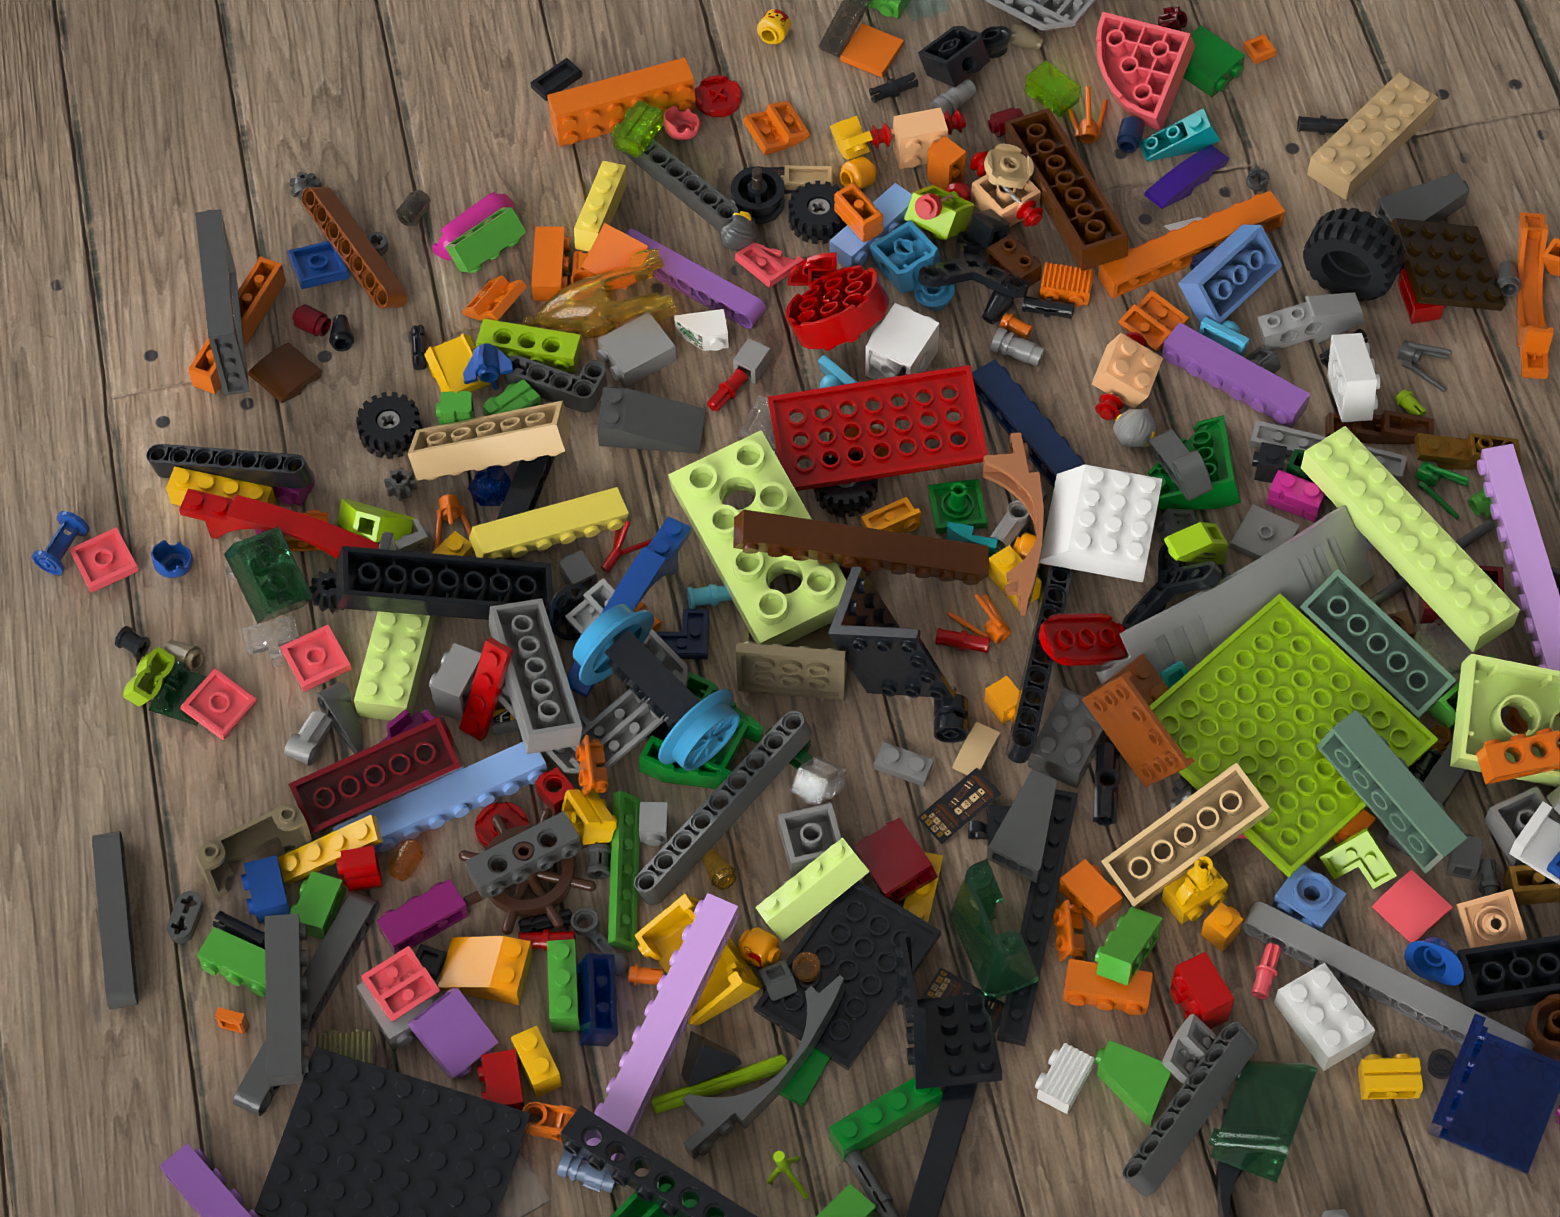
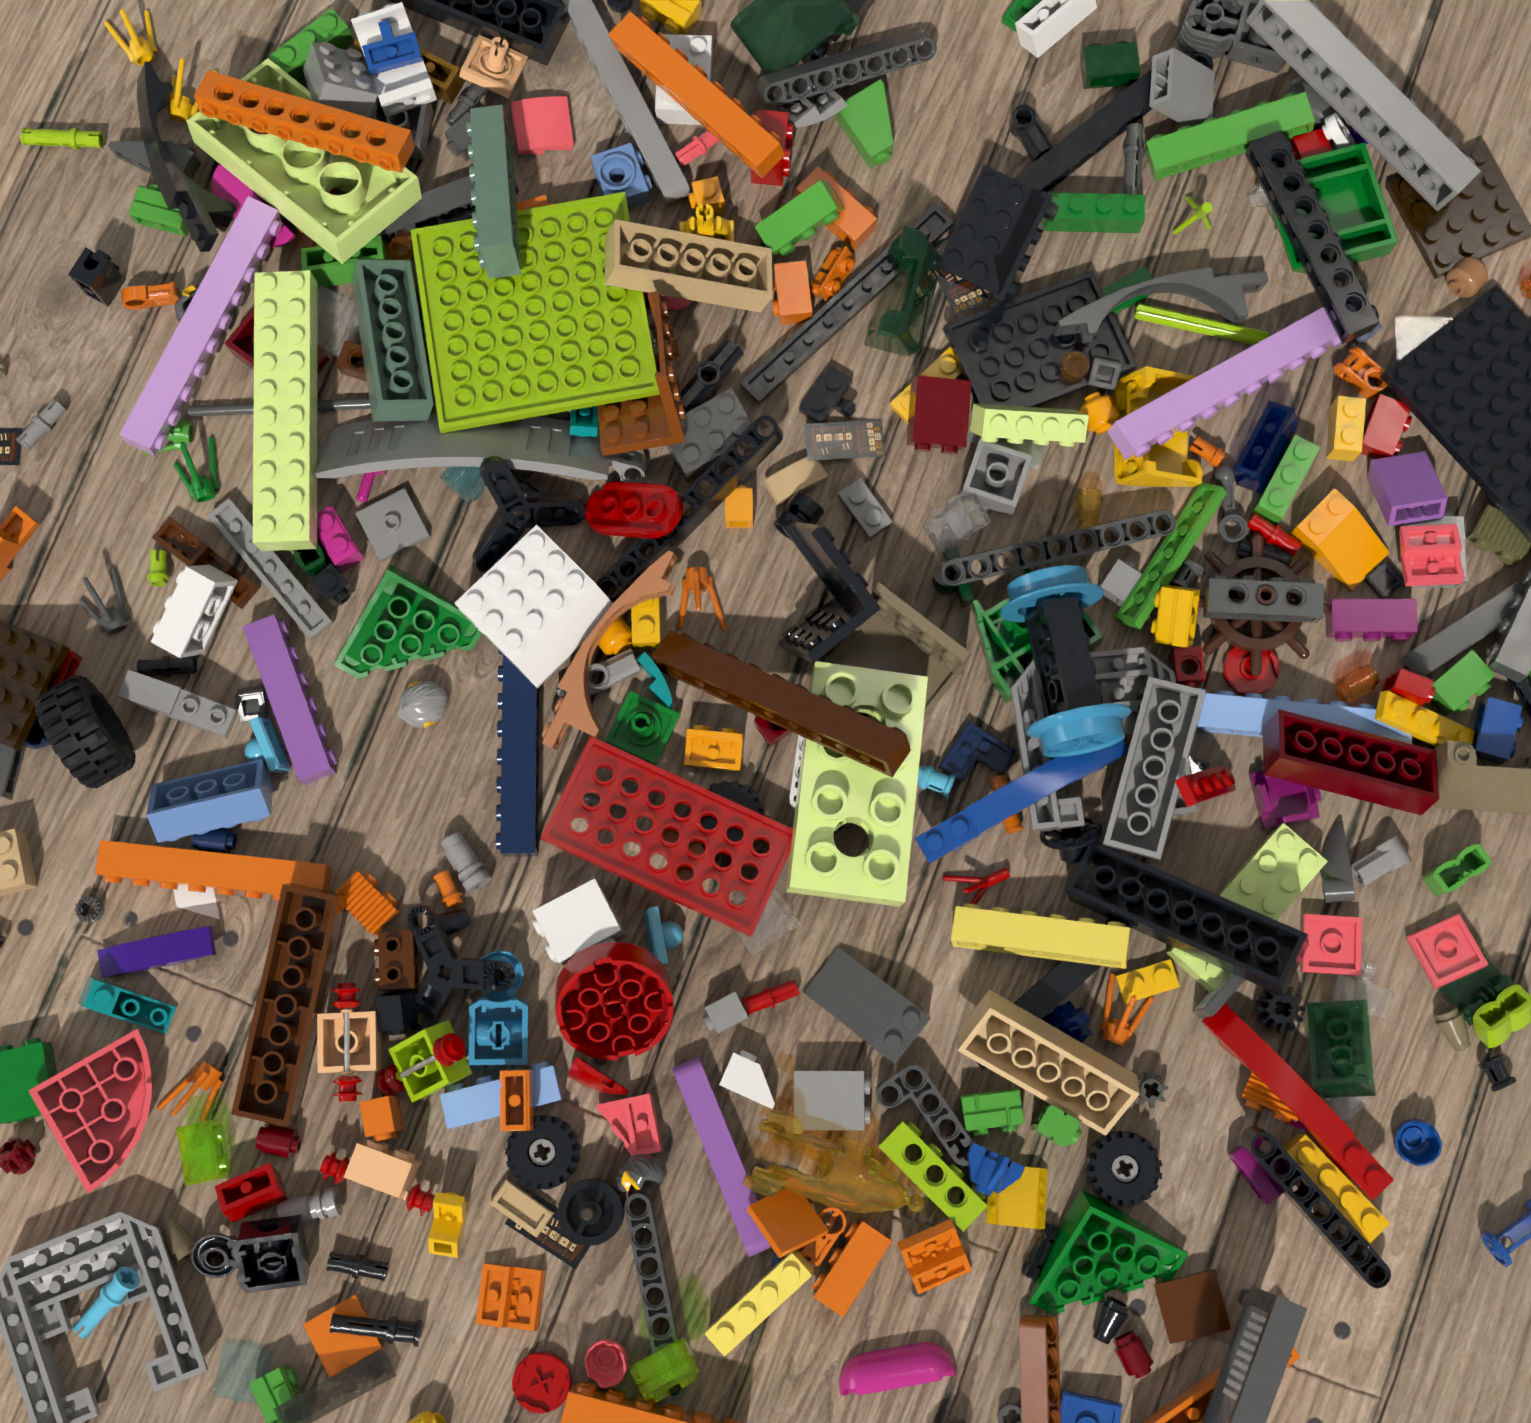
camera: 145 degrees left, 20 degrees up
(103, 560) = (1482, 1188): coral plate -> none
(245, 757) = (1458, 868): none -> bright green brick
(372, 521) = (1202, 1058): lime slope -> none
(375, 367) = (1099, 1253): none -> green slope
(417, 541) = (1177, 1013): light grey bracket -> none
(454, 681) = (1224, 819): light grey brick -> none
(486, 240) = (901, 1338): bright green brick -> none
(577, 569) = (1037, 879): dark grey brick -> none
(589, 755) = (1158, 640): orange hinge -> none
(706, 1060) = (1201, 346): black slope -> none
(842, 65) = (390, 1329): none -> black pin
(858, 171) = (472, 1173): light orange head -> none
(962, 640) = (733, 589): red pin -> none
(985, 1158) = (1030, 134): none -> black piece
(998, 82) = (250, 1192): none -> red brick
(1000, 174) = (346, 1055): tan plate -> none
(1024, 830) = (809, 370): dark grey slope -> none
(1048, 307) = (400, 888): black pin -> none
(1065, 1077) = (923, 158): white brick -> none
(1125, 374) = (388, 762): light nougat brick -> none
(1130, 134) = (169, 1042): dark blue brick -> none
(1153, 319) = (315, 811): orange slope -> none
(1173, 521) = (458, 578): dark grey bracket -> none
(1182, 466) = (418, 626): dark grey beam -> none
(1198, 544) = (468, 530): lime slope -> none
(1295, 976) = (696, 94): none -> orange brick
(1363, 852) = (548, 179): lime plate -> none
(1434, 961) = (559, 68): blue piece -> none
(1458, 452) = (150, 486): pearl gold slope -> none

